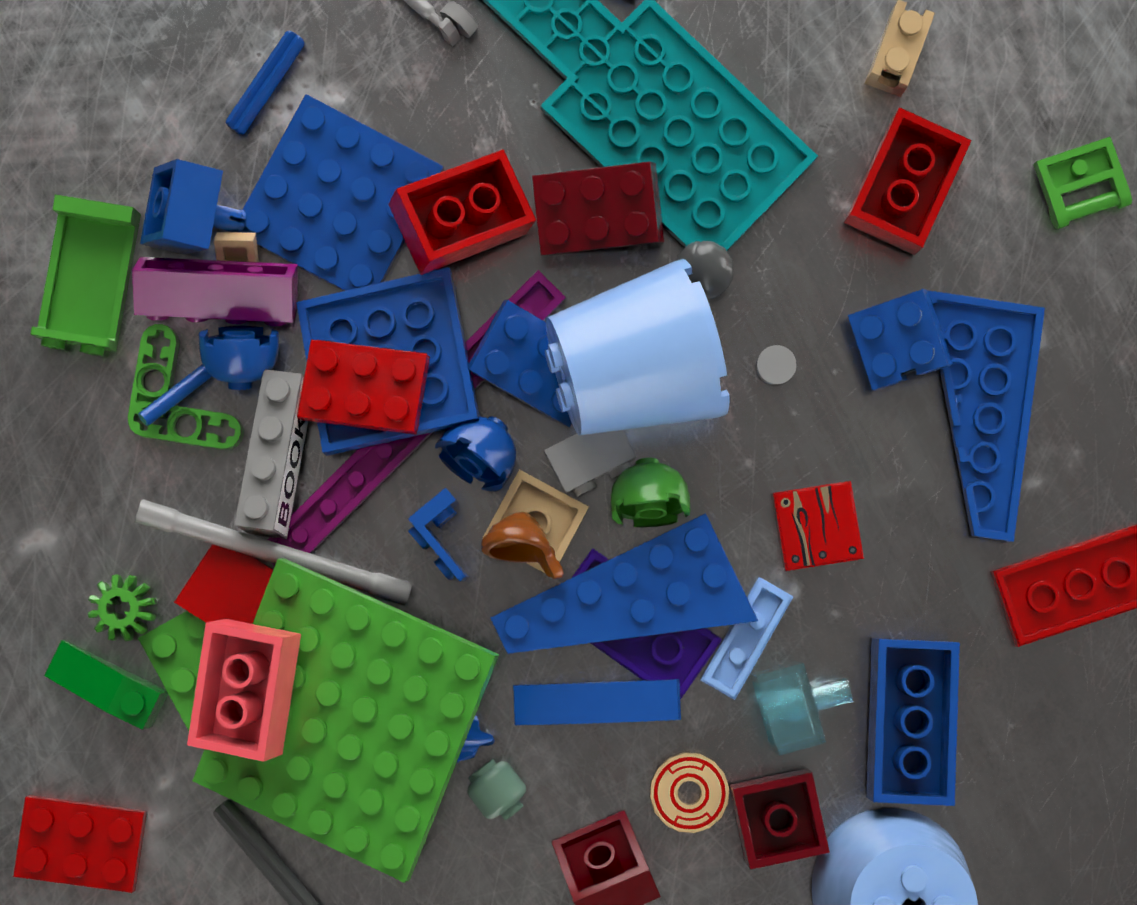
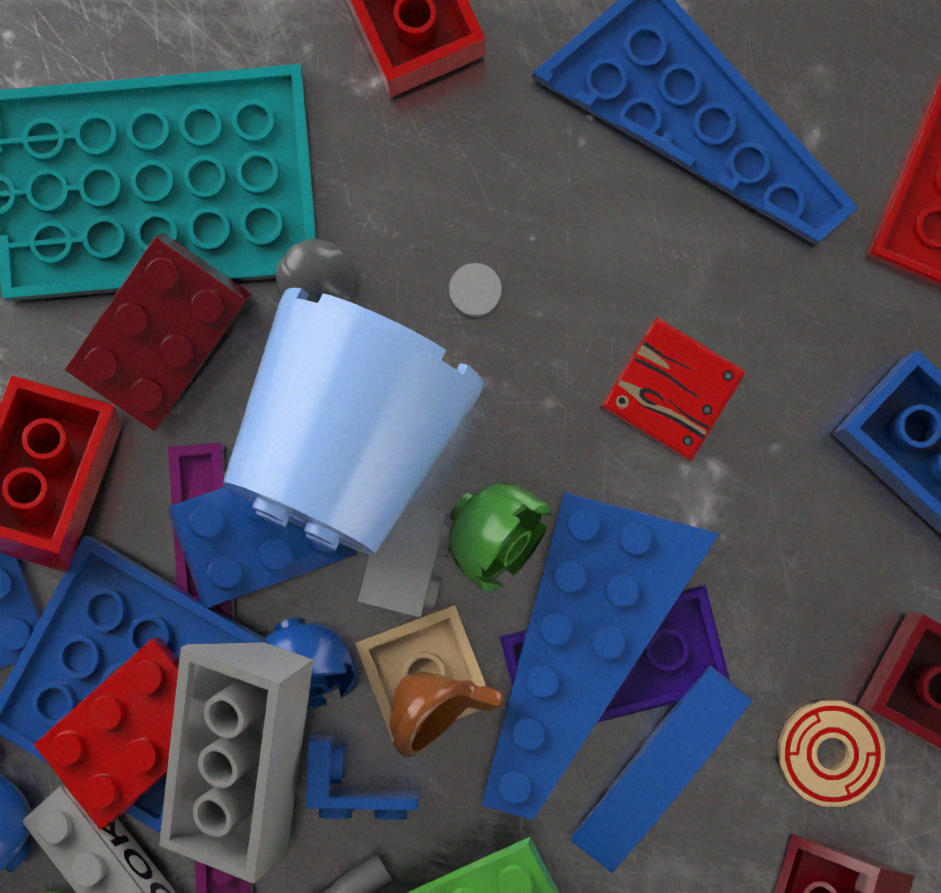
camera: 50 degrees left, 0 degrees up
(403, 454) = (235, 755): none -> light grey slope
(746, 641) = (729, 564): light blue tile -> none
(792, 706) = (836, 574): clear light blue brick -> none
(900, 339) = (557, 143): blue piece -> none

